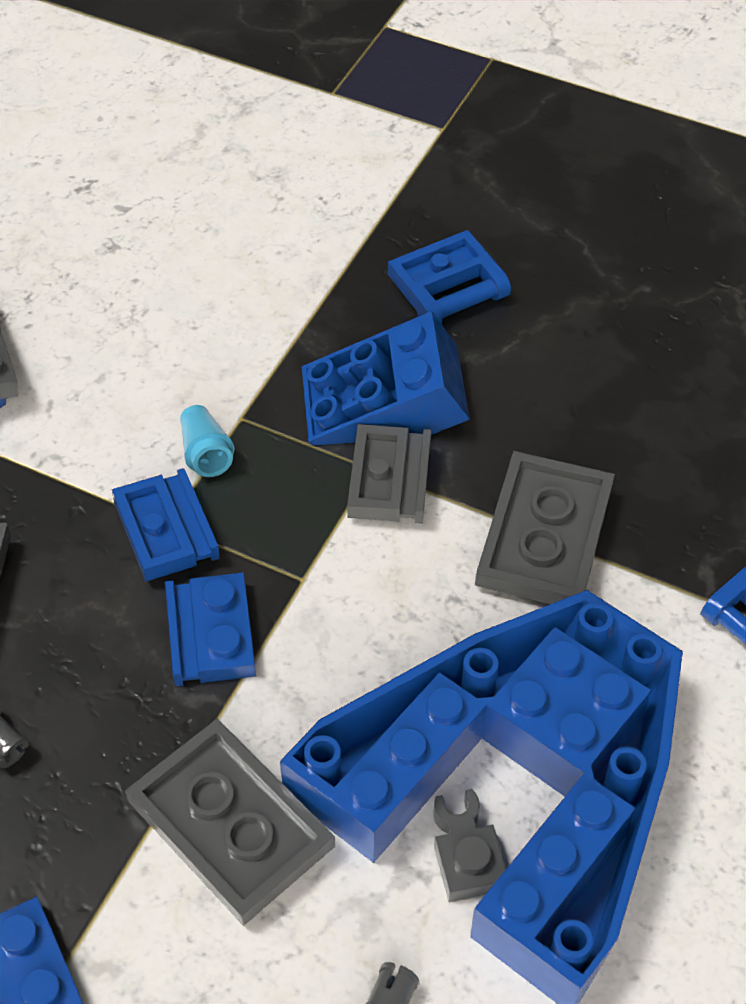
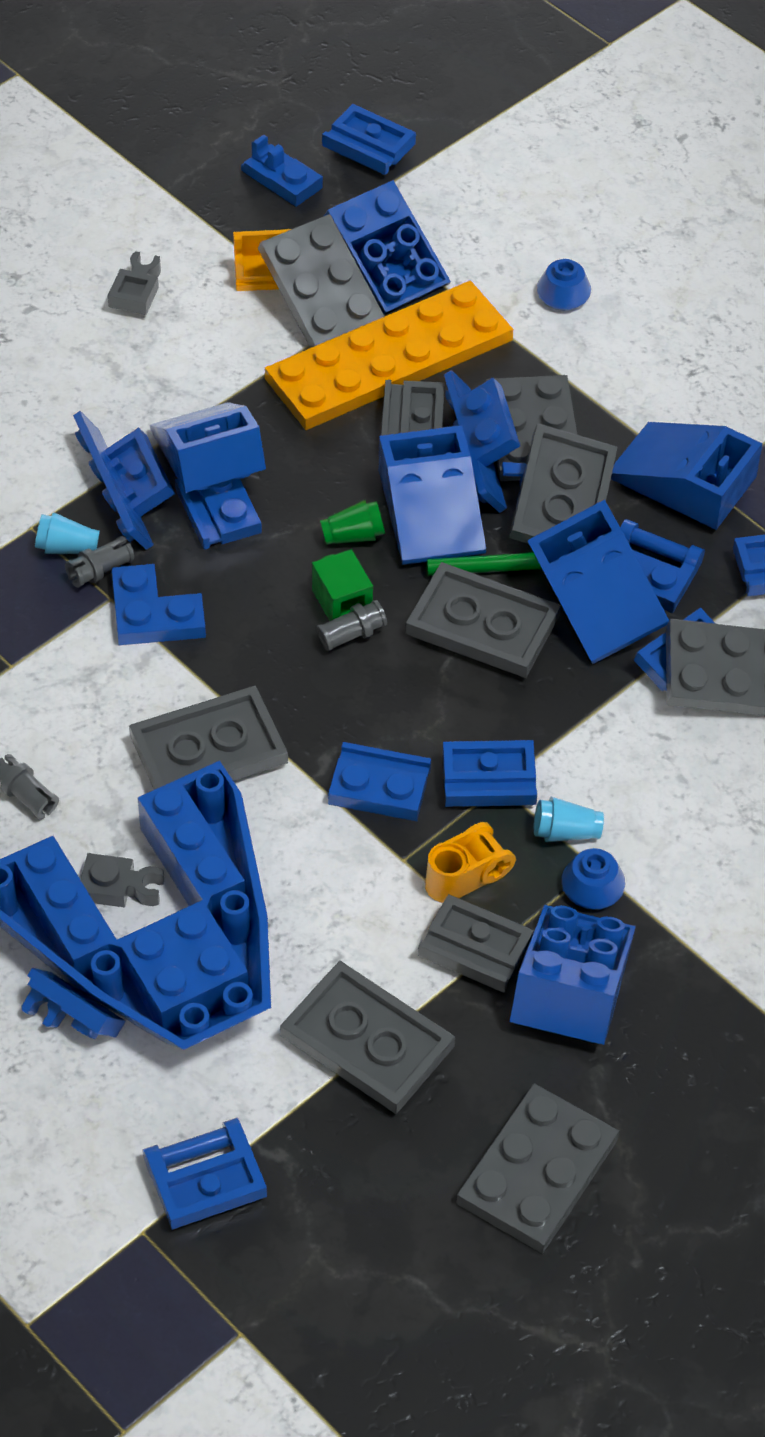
camera: 110 degrees right, 0 degrees up
(265, 404) = (593, 879): none -> blue cone
(296, 508) = (472, 860): none -> light orange piece
(444, 266) = (713, 1069): blue plate -> none
(603, 368) = (537, 1168): none -> dark grey plate
(669, 827) = (63, 999): none -> blue plate

